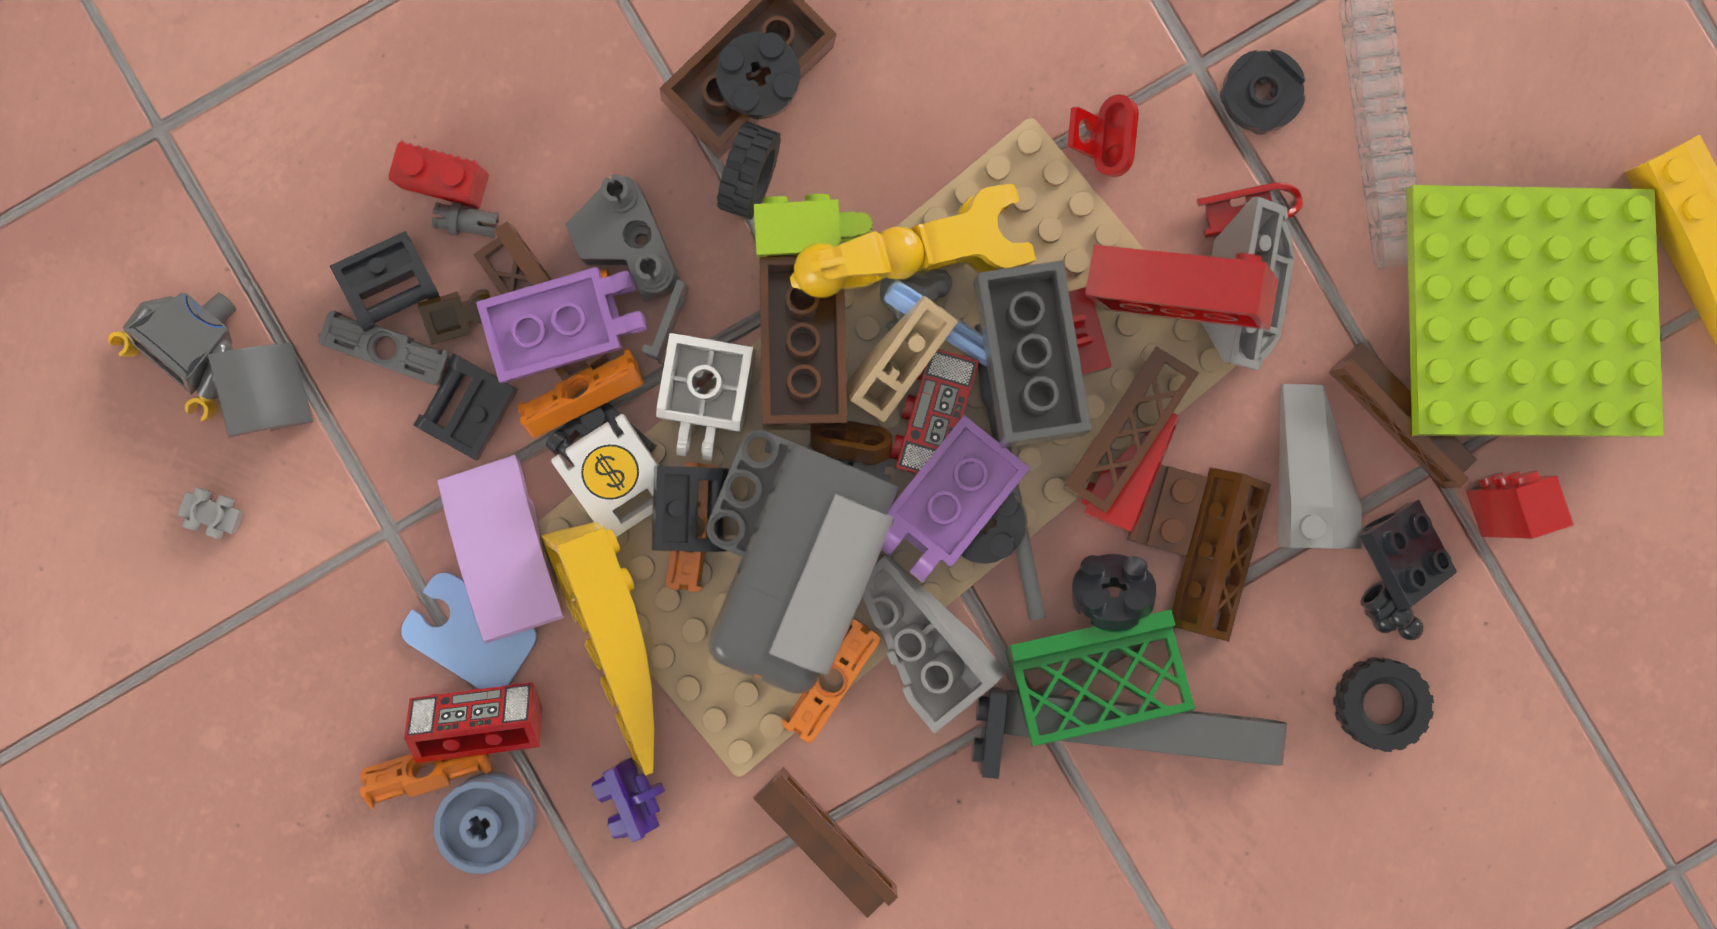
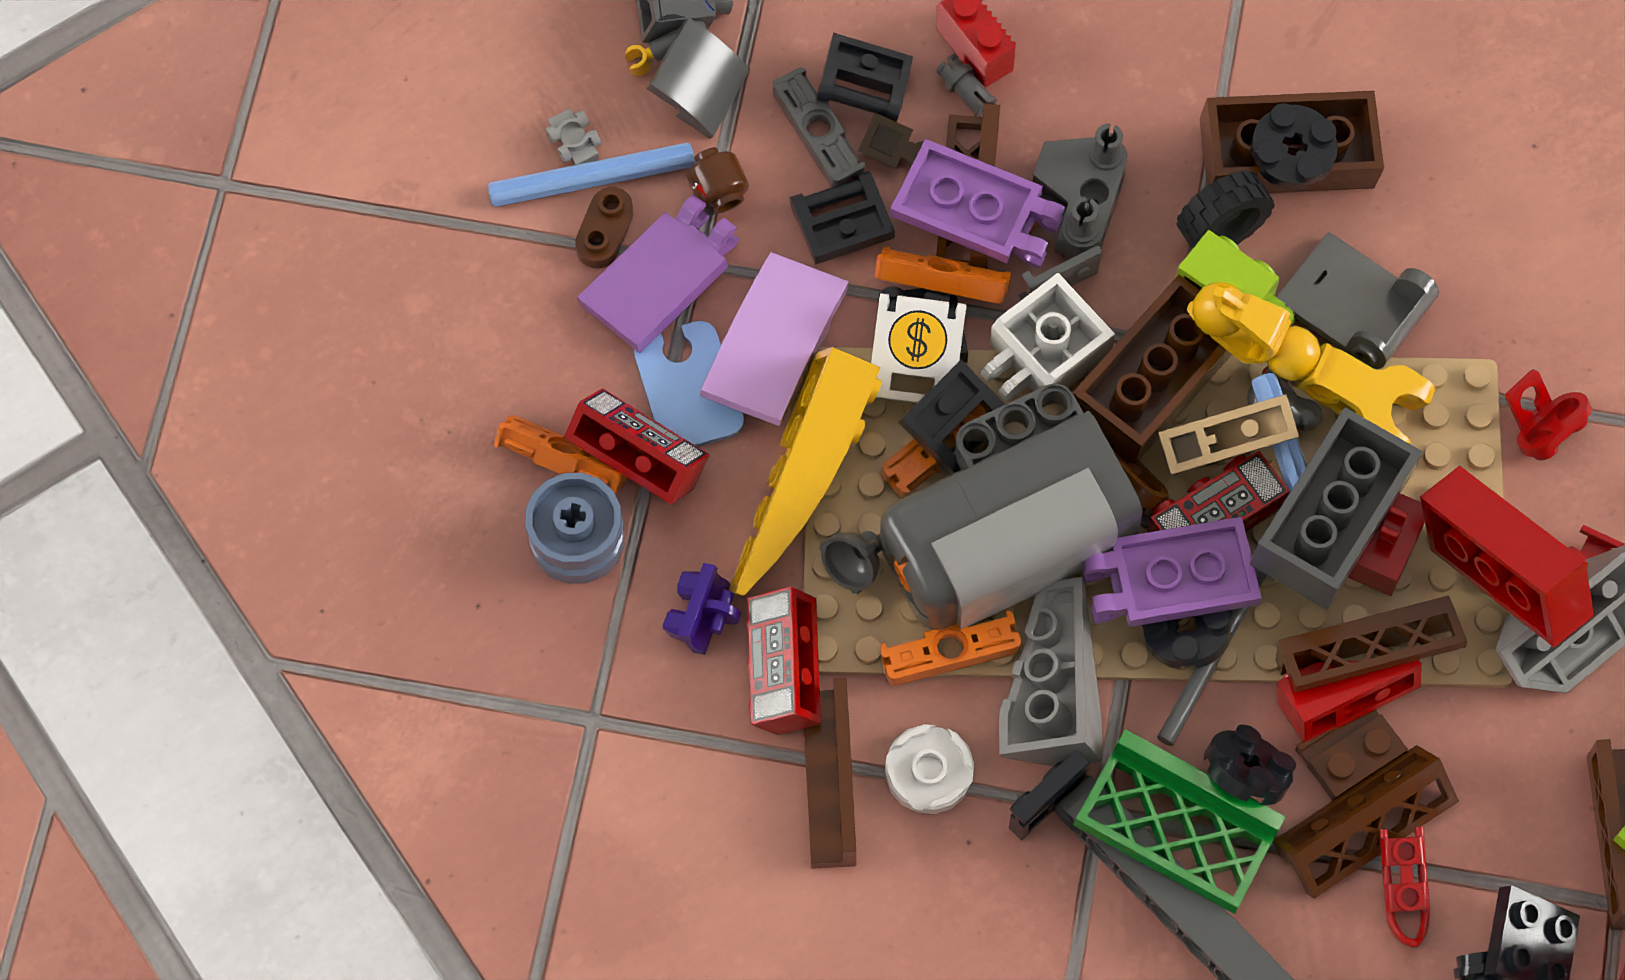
camera: 45 degrees right, 20 degrees down
(249, 530) = (591, 174): none -> light blue axle
(300, 560) = (606, 225): none -> reddish brown plate
(347, 457) = (718, 180): none -> reddish brown head
(371, 568) = (659, 274): none -> medium lavender tile
(704, 676) = (852, 559): none -> dark grey piece
(723, 793) = (783, 661): none -> brick
(888, 775) = (929, 769): none -> white tile
(901, 156) = (1357, 301): none -> dark grey door
(1293, 587) = (1407, 894): none -> red piece
(1315, 483) = (1502, 826): light grey wedge -> none

